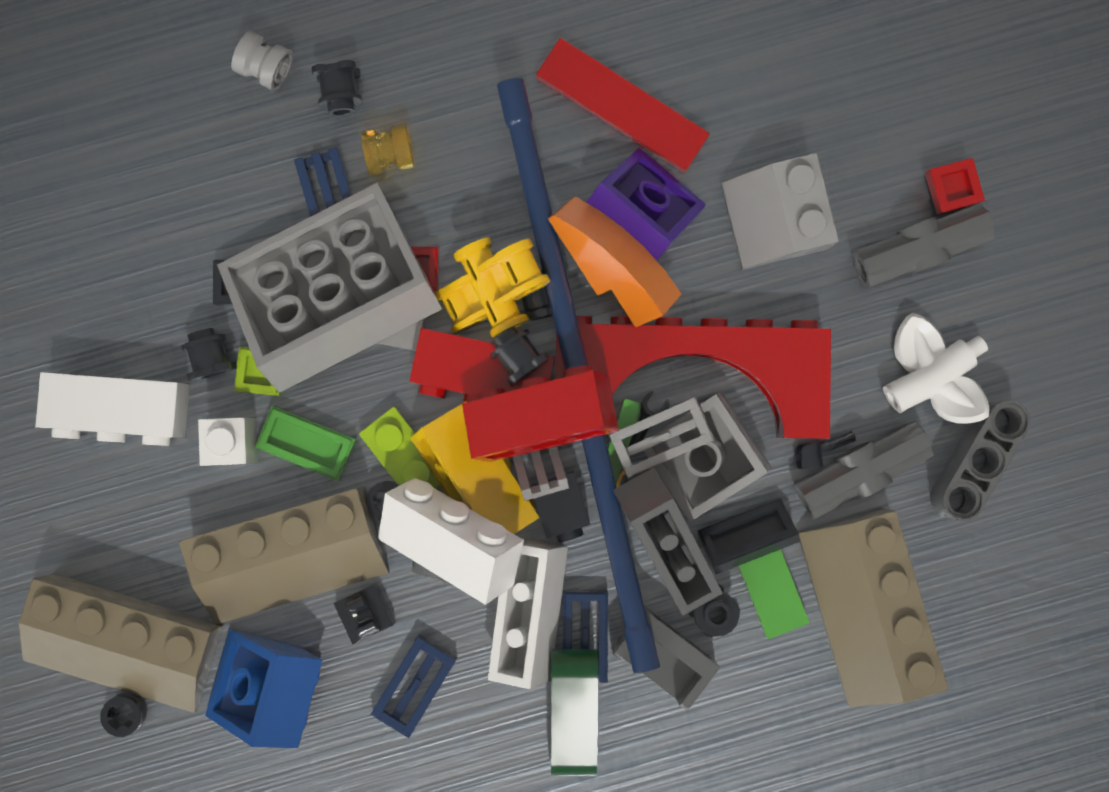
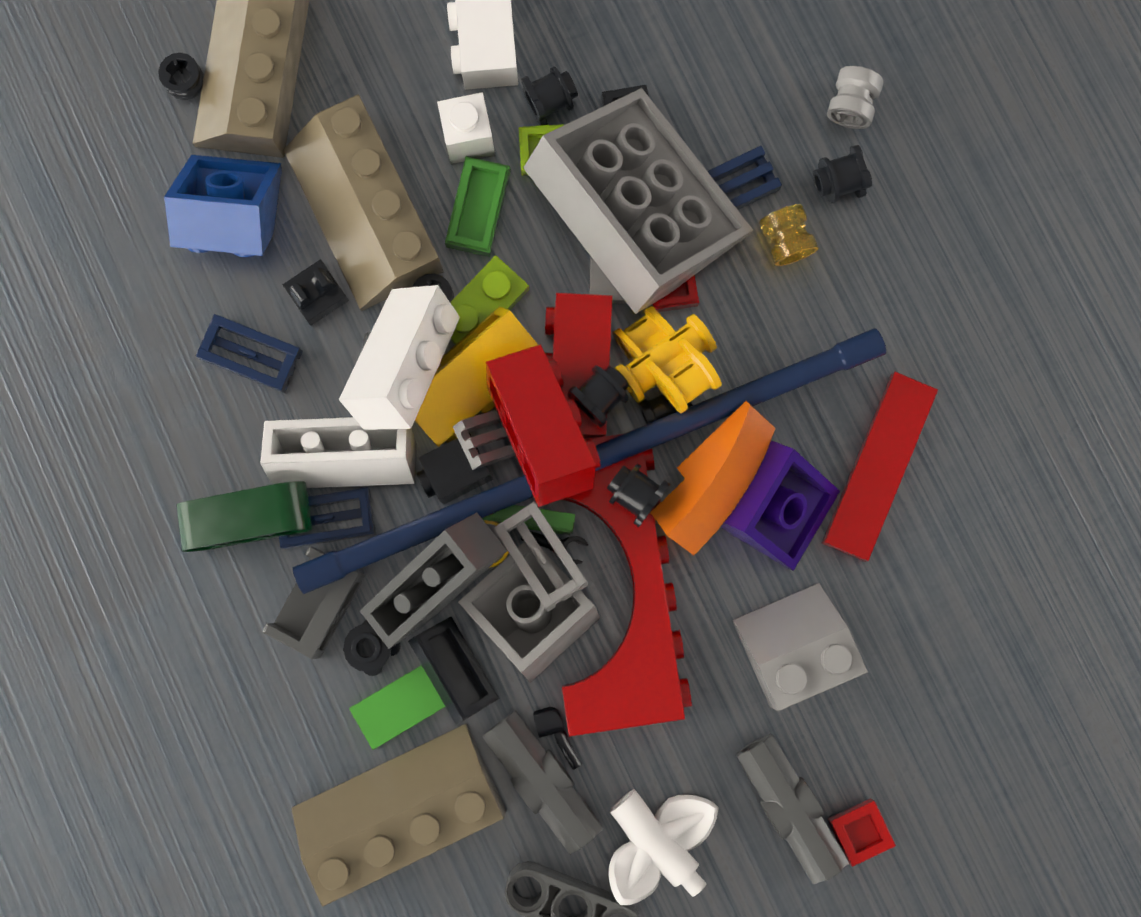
camera: 80 degrees right, 5 degrees down
(617, 336) = (636, 492): none -> black brick

